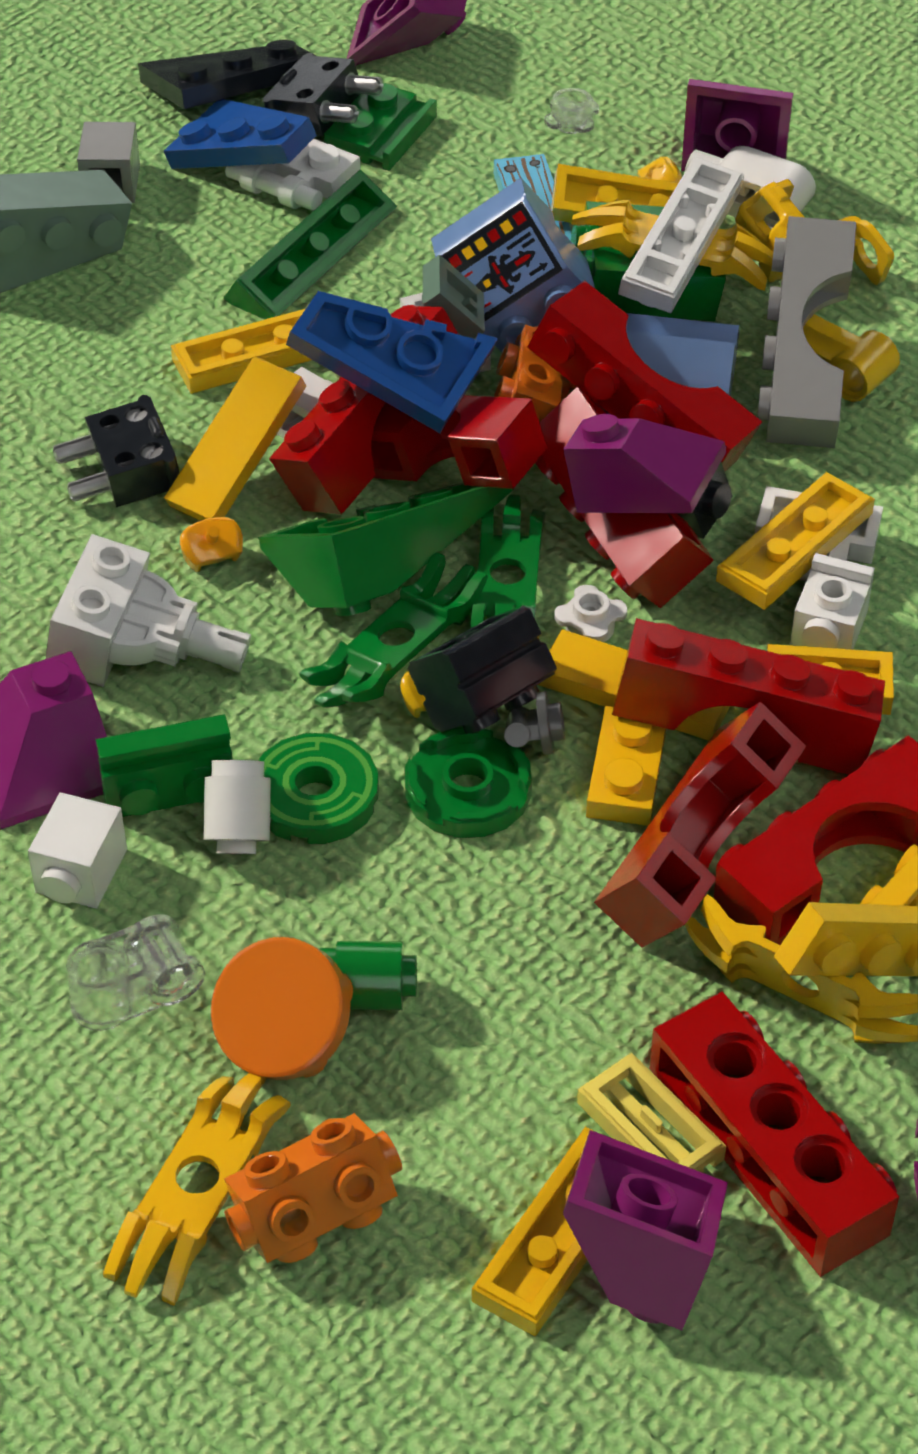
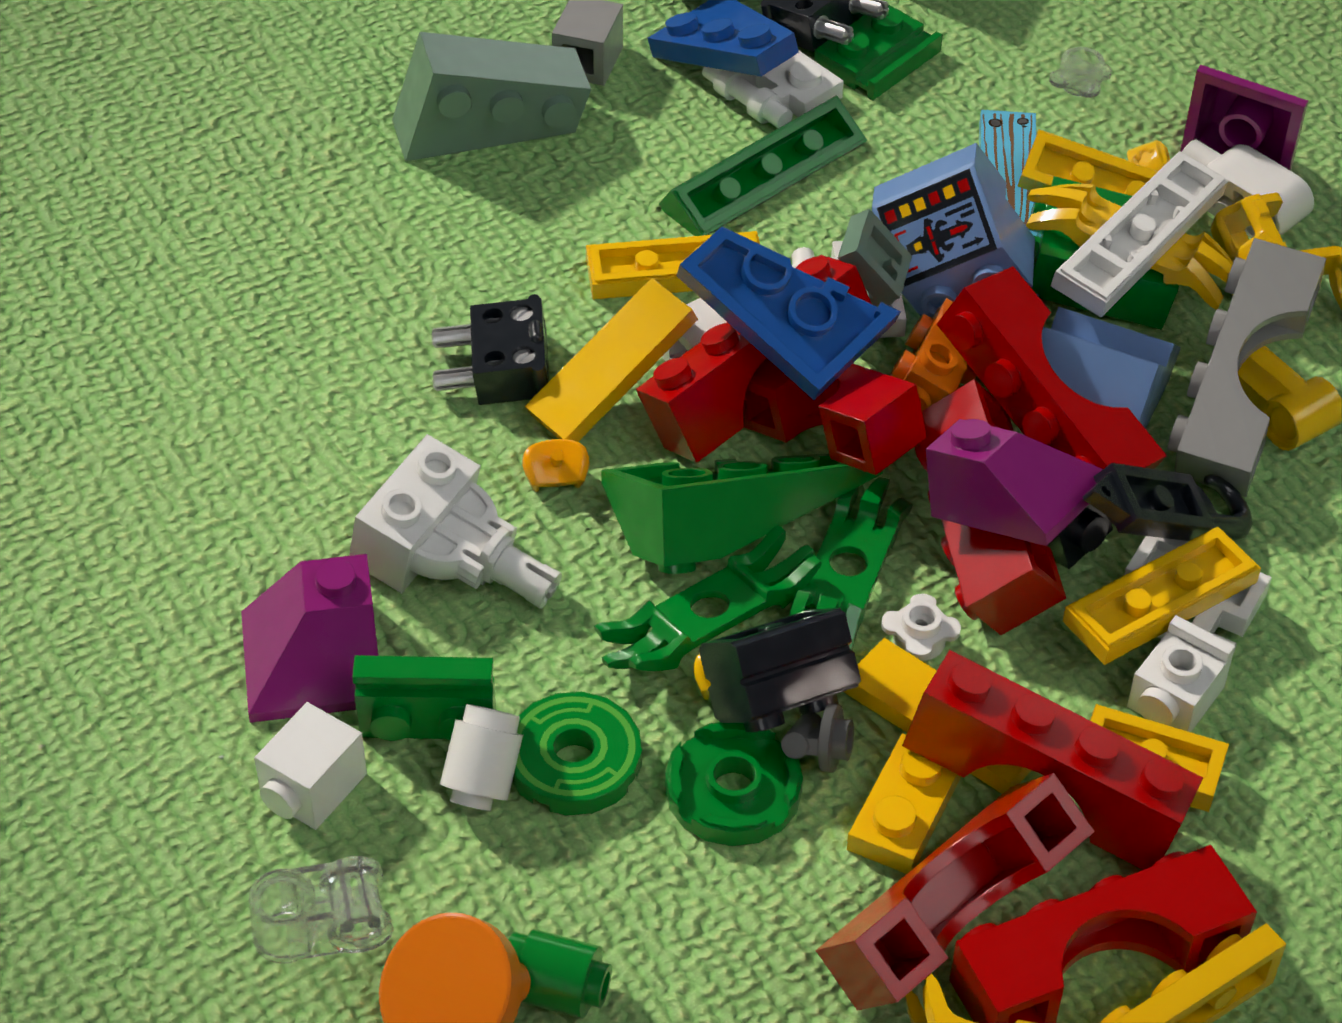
camera: 15 degrees right, 0 degrees up
(776, 460) = (1166, 503): none -> black plate

